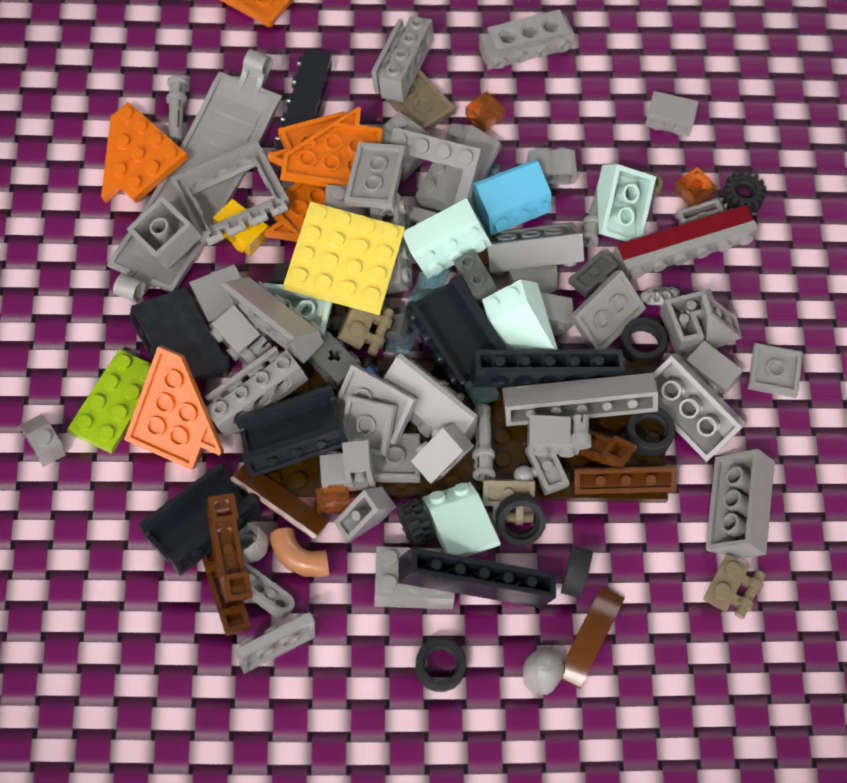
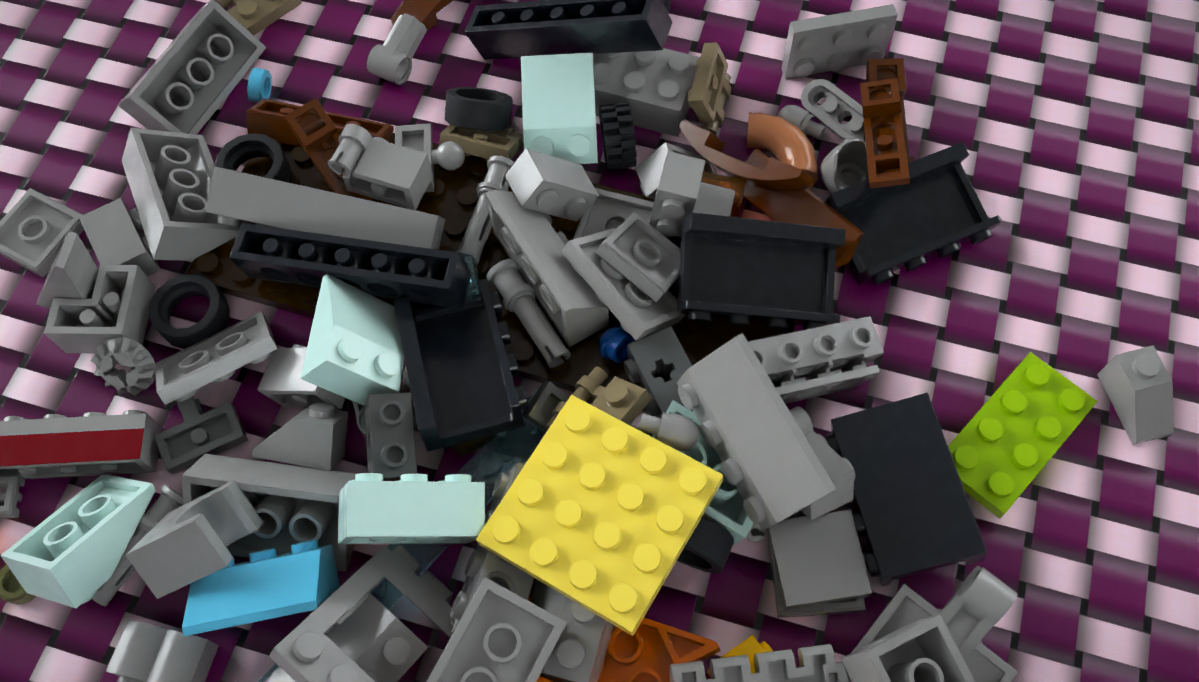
camera: 155 degrees left, 0 degrees up
(172, 414) = (934, 358): wing -> none
(291, 583) = (802, 119): none -> light grey cylinder
(319, 309) = (671, 430): none -> light grey cylinder
(325, 514) = (775, 176): none -> reddish brown slope
(361, 578) = (710, 87): none -> dark tan plate
(564, 206) = (194, 539): none -> light grey piece
(577, 572) = (435, 35): black tyre -> none
(603, 562) = (394, 58): none -> light grey piece
(688, 508) = (259, 85): none -> medium azure tile

